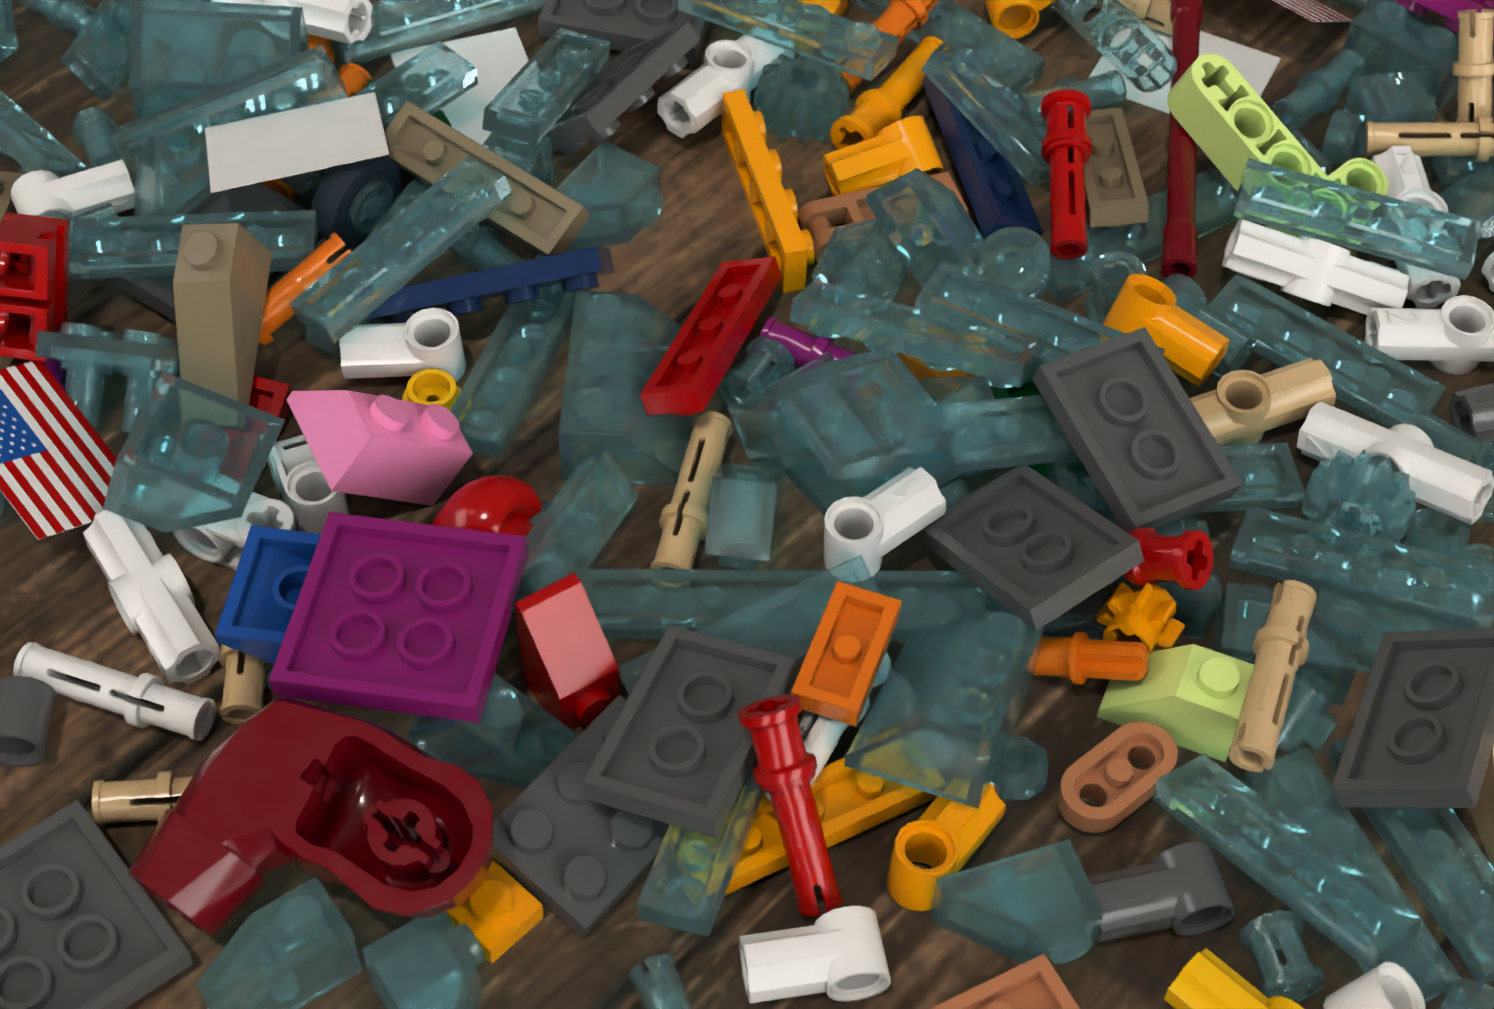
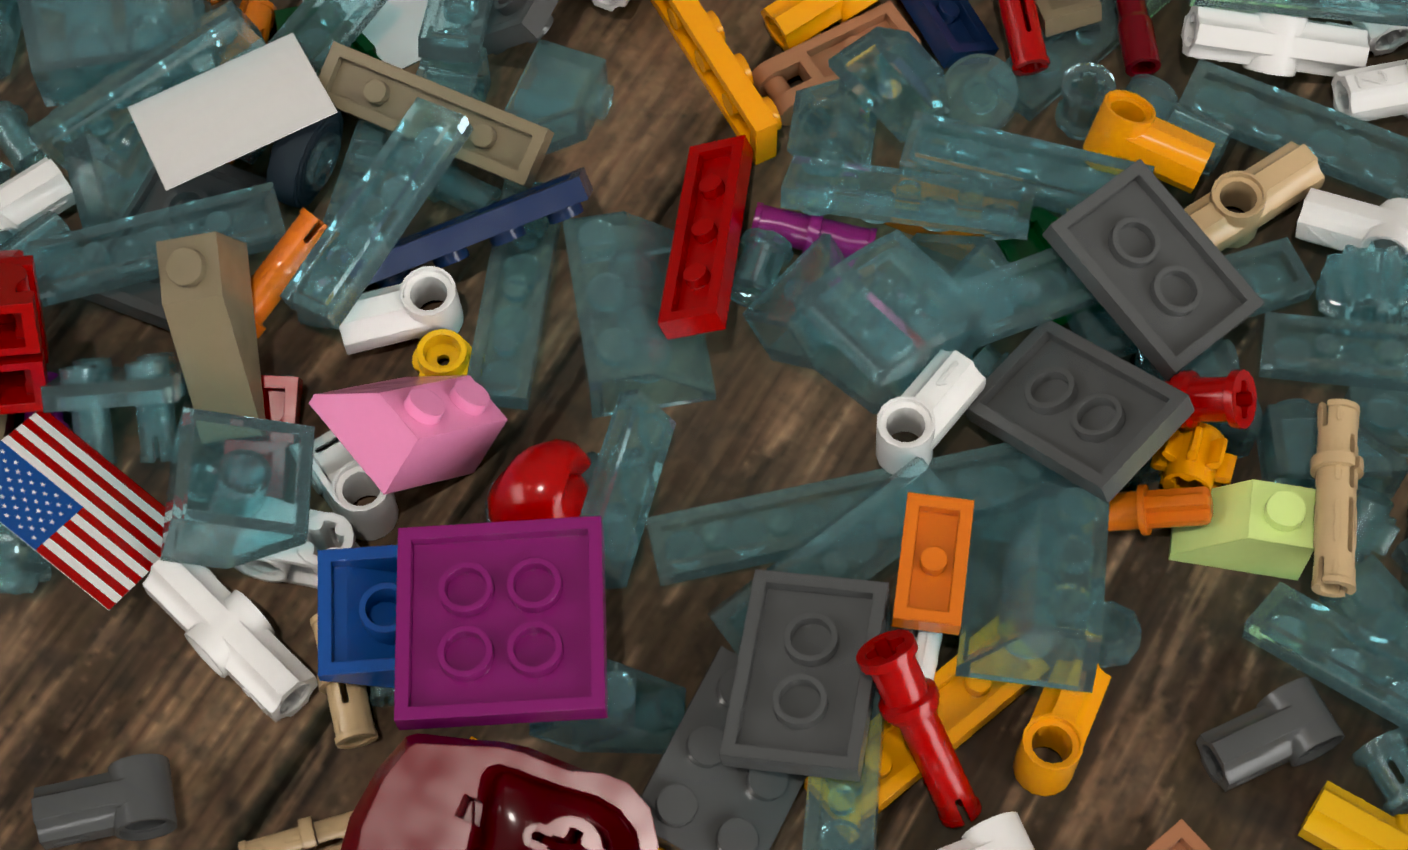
camera: 10 degrees left, 10 degrees up
(181, 711) = (251, 746): white pin -> none
(565, 653) = (661, 618): slope -> none
(686, 516) = (729, 439): tan pin -> none
(743, 513) = (786, 421): clear light blue slope -> none
(1023, 905) = (1153, 774): clear light blue slope -> none
(1112, 780) = (1202, 625): nougat plate -> none

